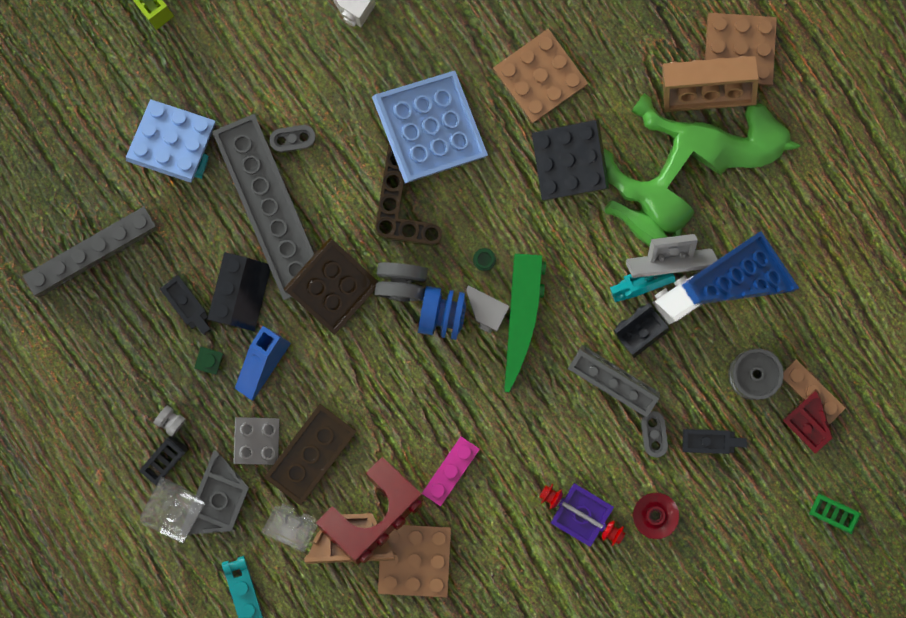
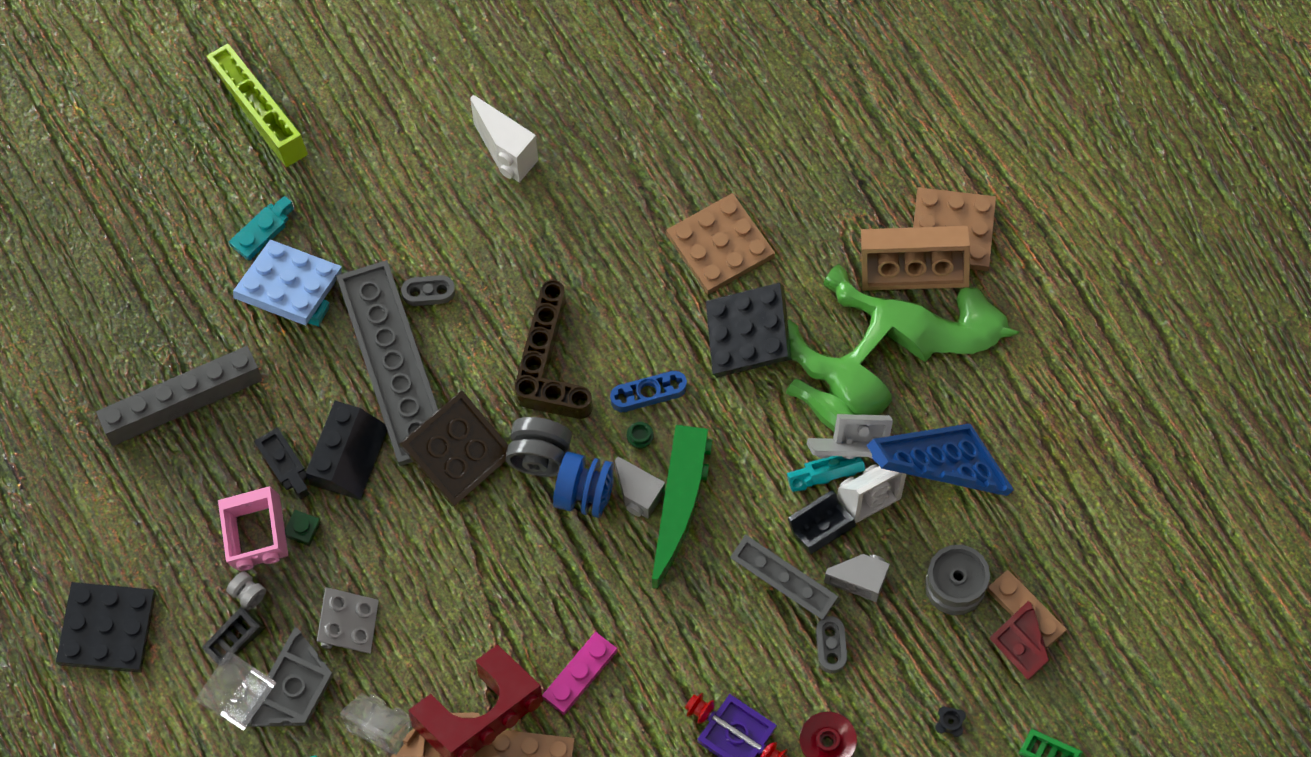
camera: 10 degrees right, 20 degrees down
(57, 458) = (106, 627): none -> black plate
(141, 88) = (262, 228): none -> teal hinge
(150, 372) = (246, 504): none -> bright pink window
(260, 361) = (364, 526): blue slope -> none
(310, 454) = (411, 641): dark brown plate -> none
(429, 126) = (587, 282): light blue plate -> none
(502, 206) = (664, 378): none -> blue beam
(677, 374) = (859, 576): none -> light grey slope
(711, 441) = (901, 657): black hinge -> none
(758, 487) = (957, 716): none -> black plate

